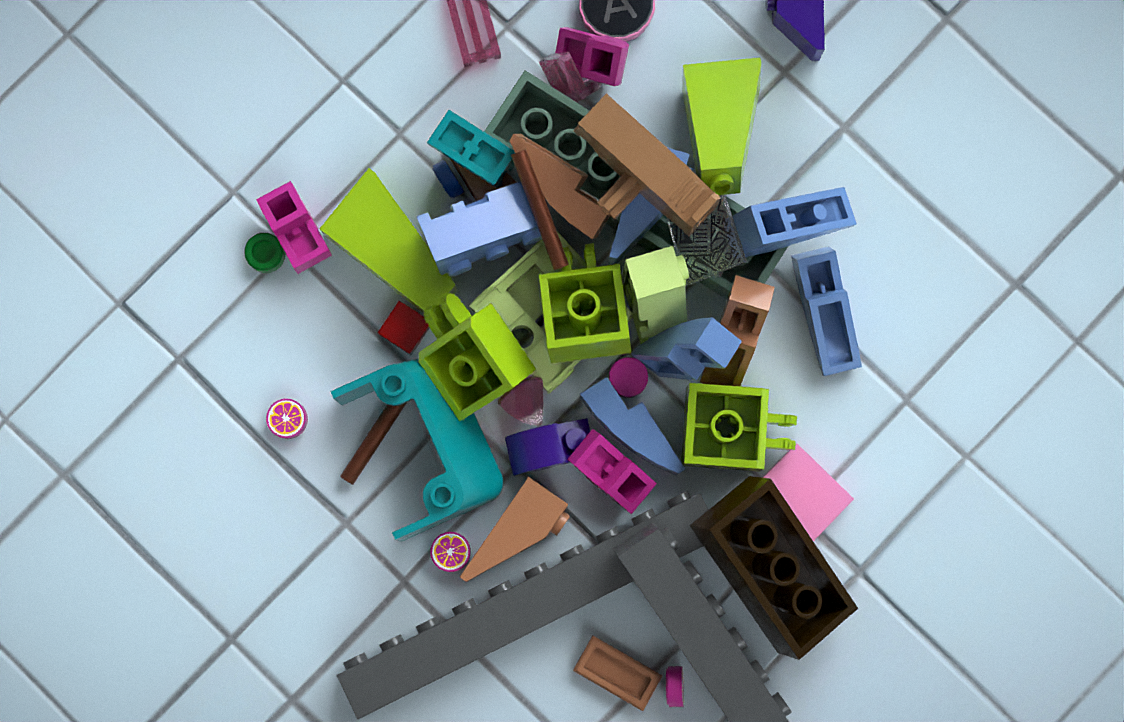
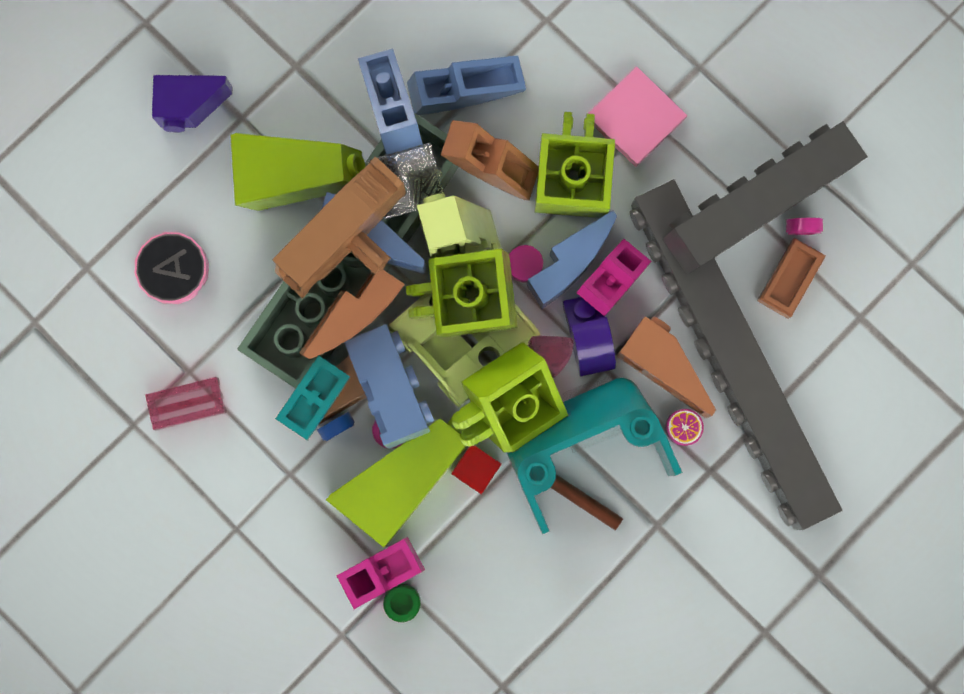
camera: 90 degrees left, 0 degrees up
(287, 418) = (560, 580): dark pink tile -> none
(539, 209) = (376, 331): copper bar -> none
(565, 77) = (242, 314): clear pink tile -> none
(594, 55) = (223, 286): dark pink brick -> none
(688, 349) = (507, 200): medium blue slope -> none
(774, 566) = (702, 132): dark brown brick -> none

